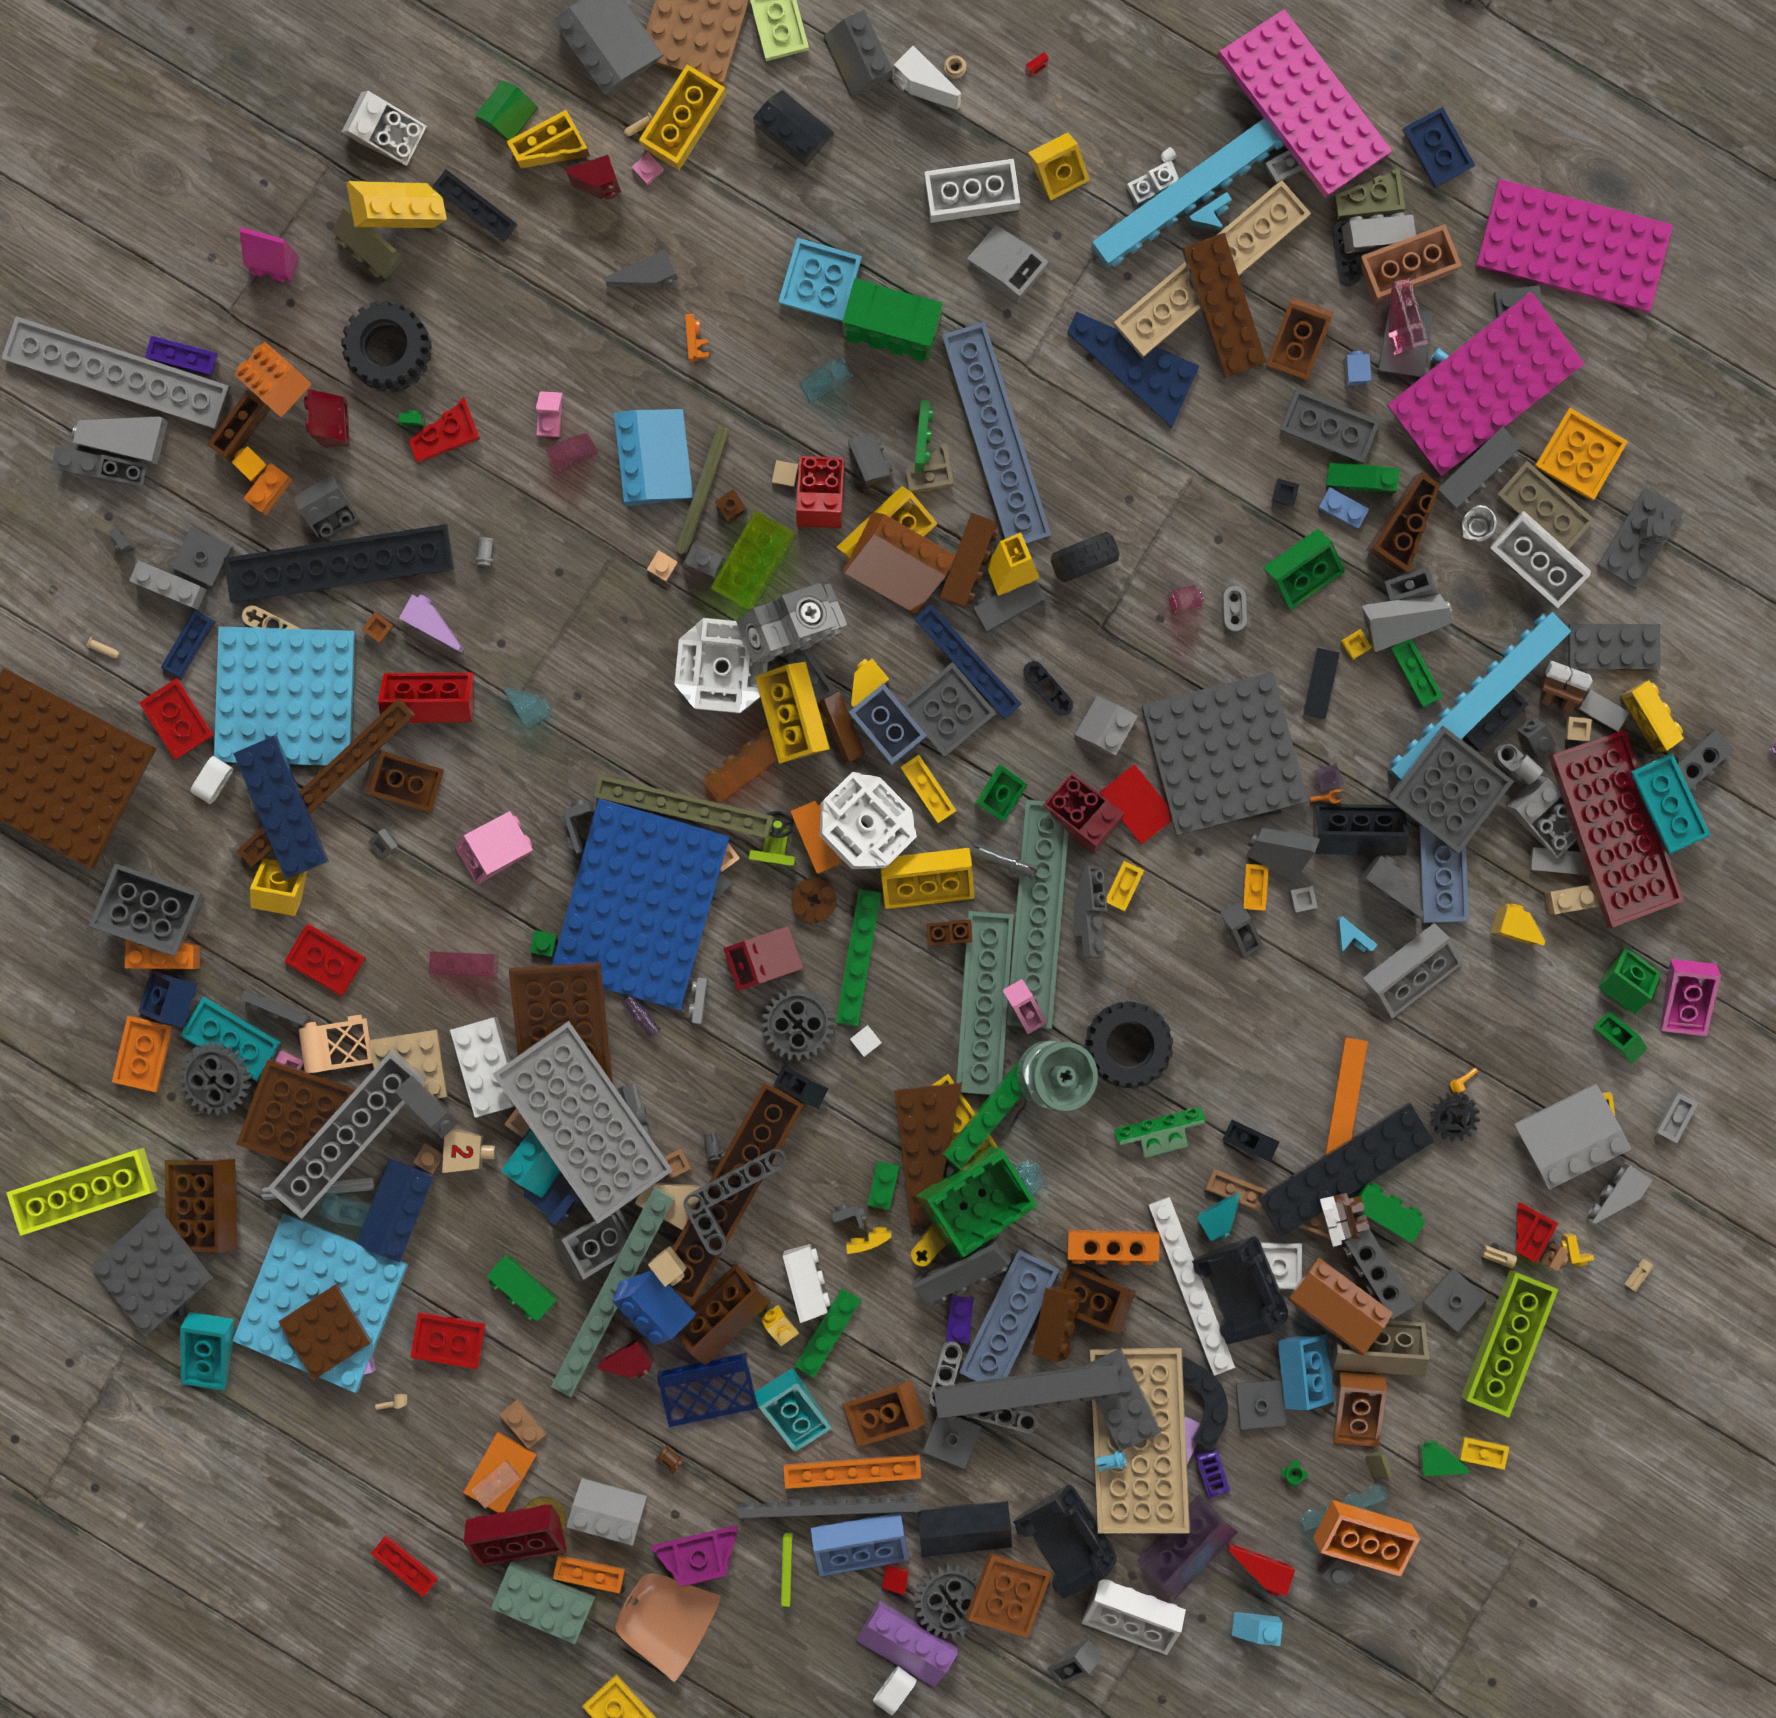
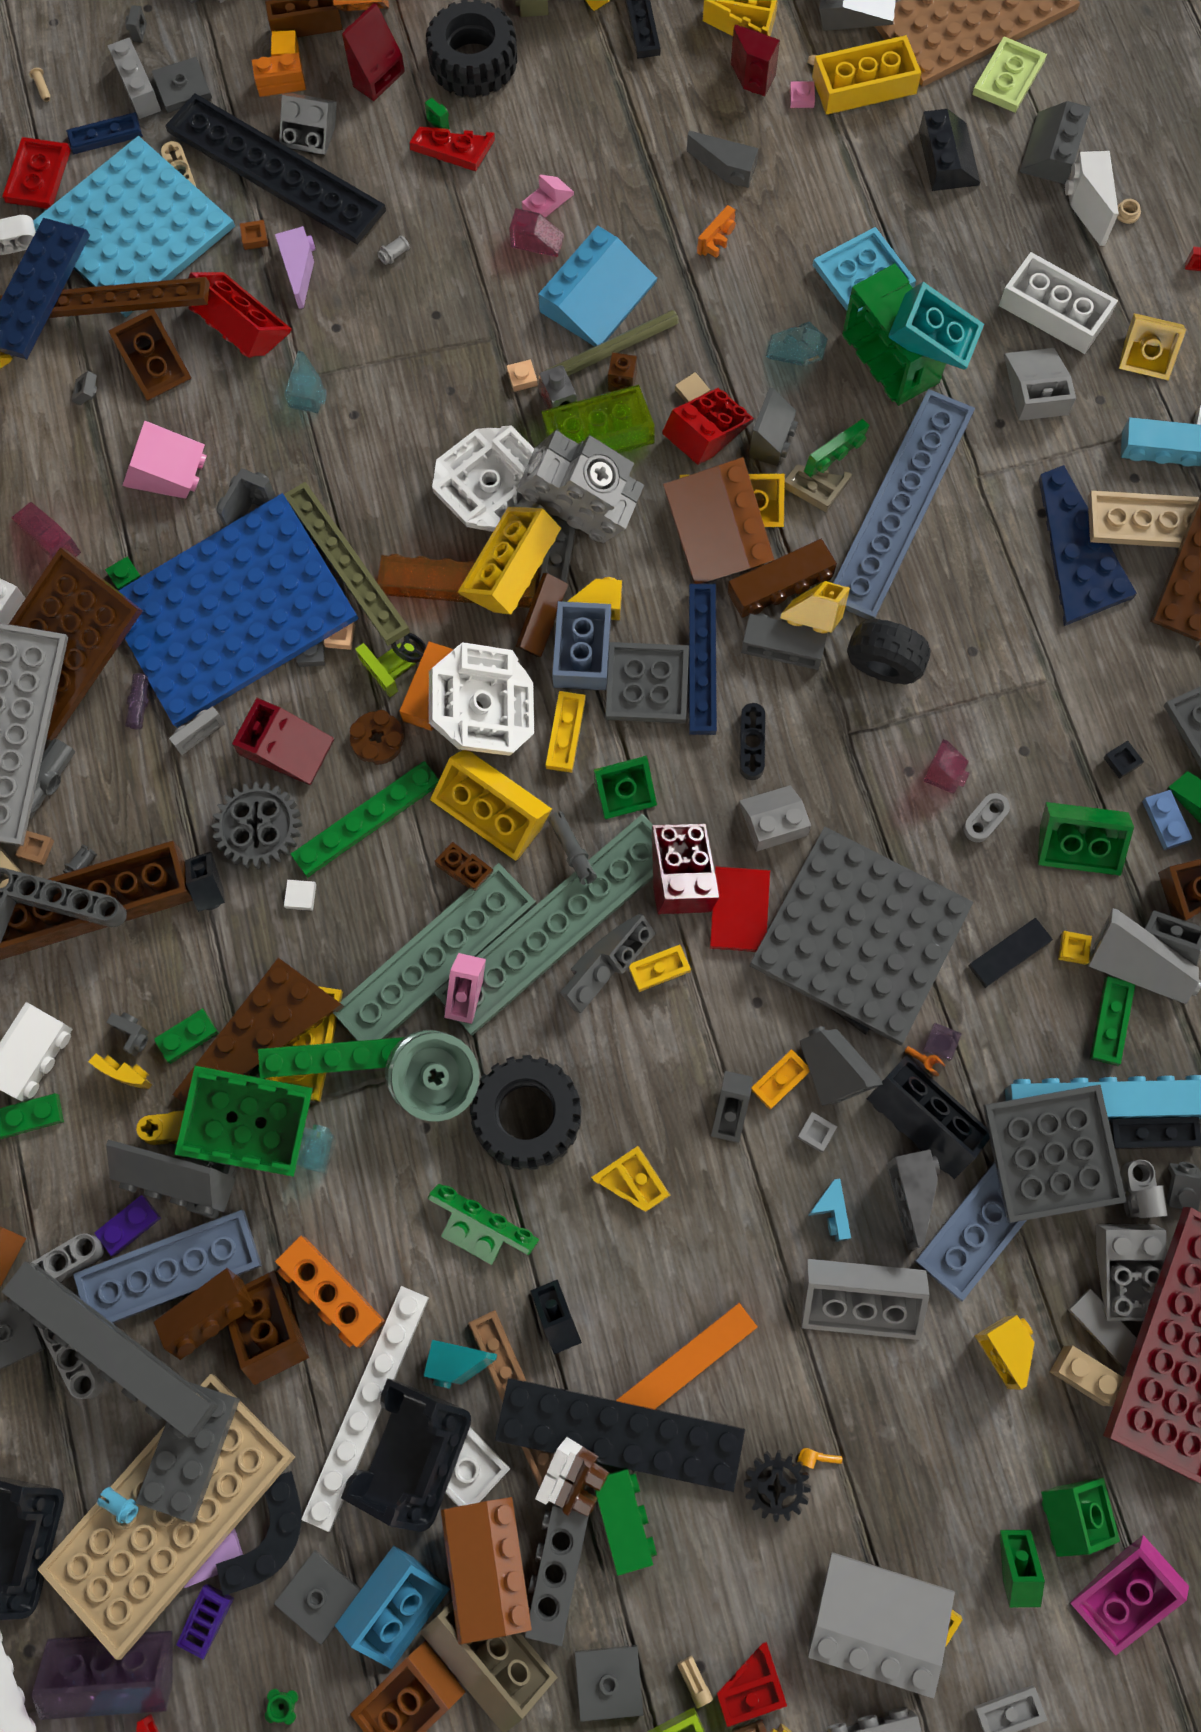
camera: 45 degrees right, 15 degrees down
(928, 309) = (935, 327): none -> teal slope
(1223, 1024) = (633, 1180): none -> yellow wing

